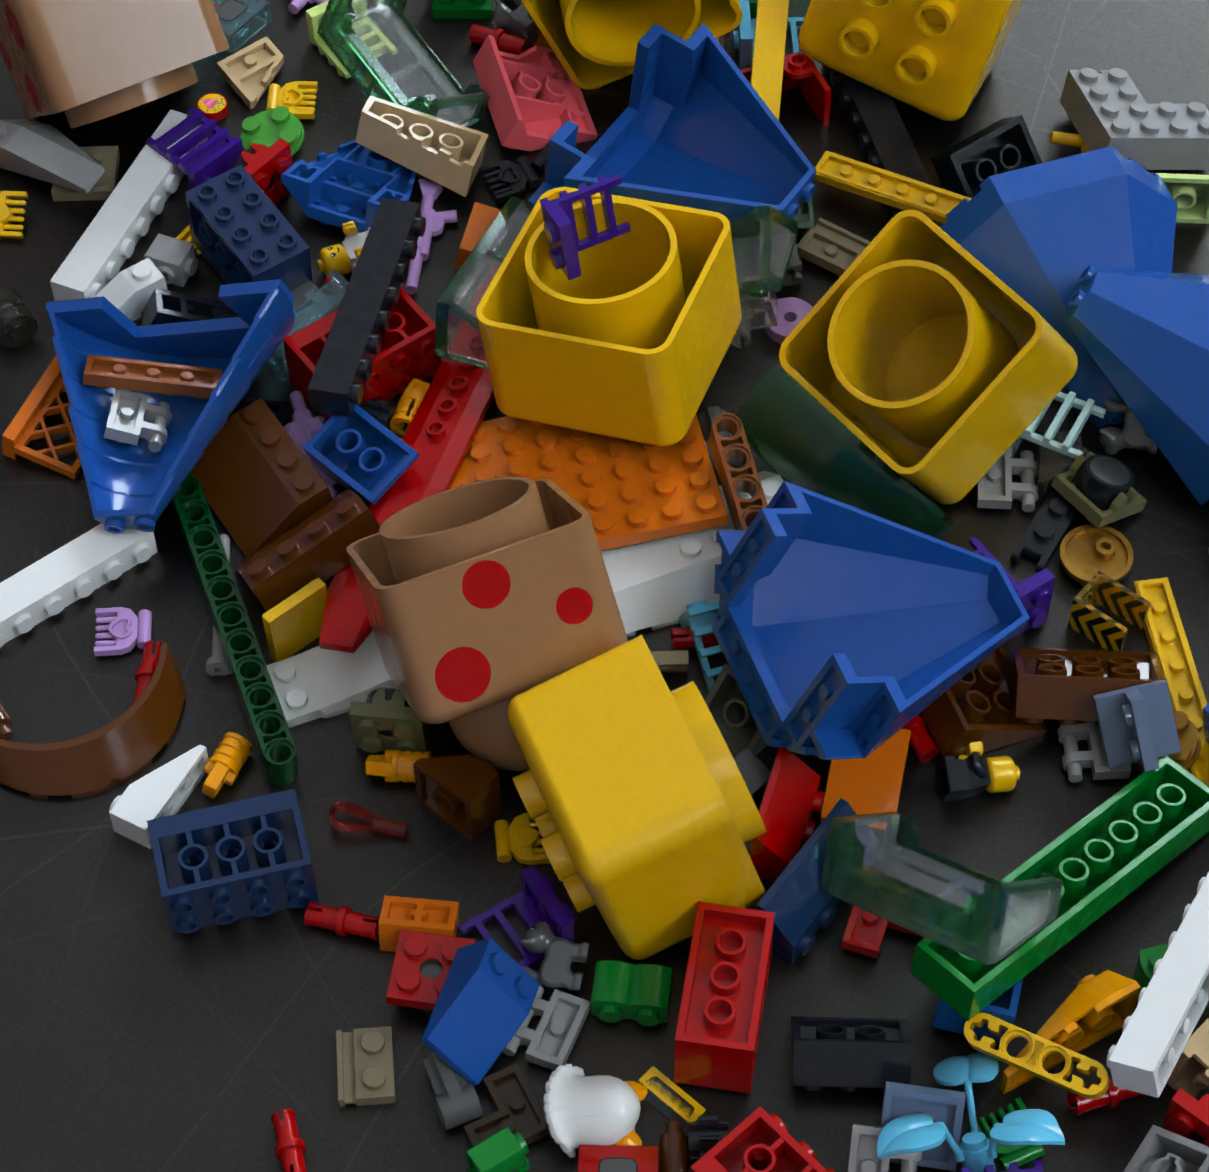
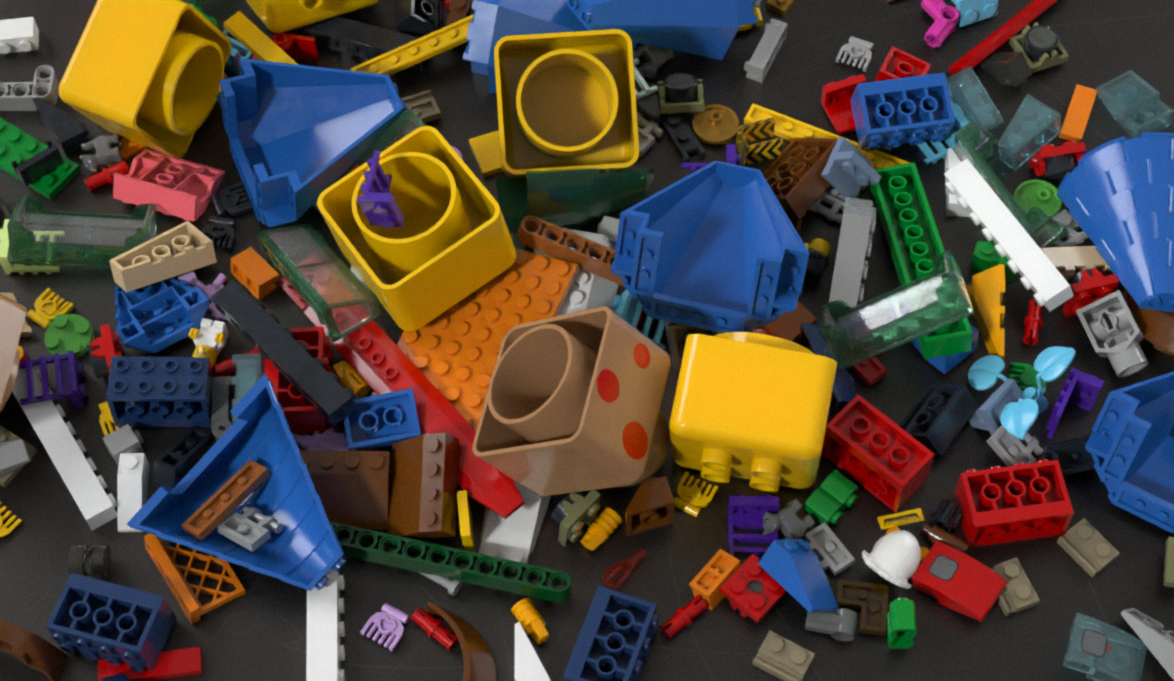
camera: 55 degrees left, 5 degrees up
(1012, 781) = (853, 246): none -> light grey piece
(1038, 1050) = (1007, 335): yellow beam -> none

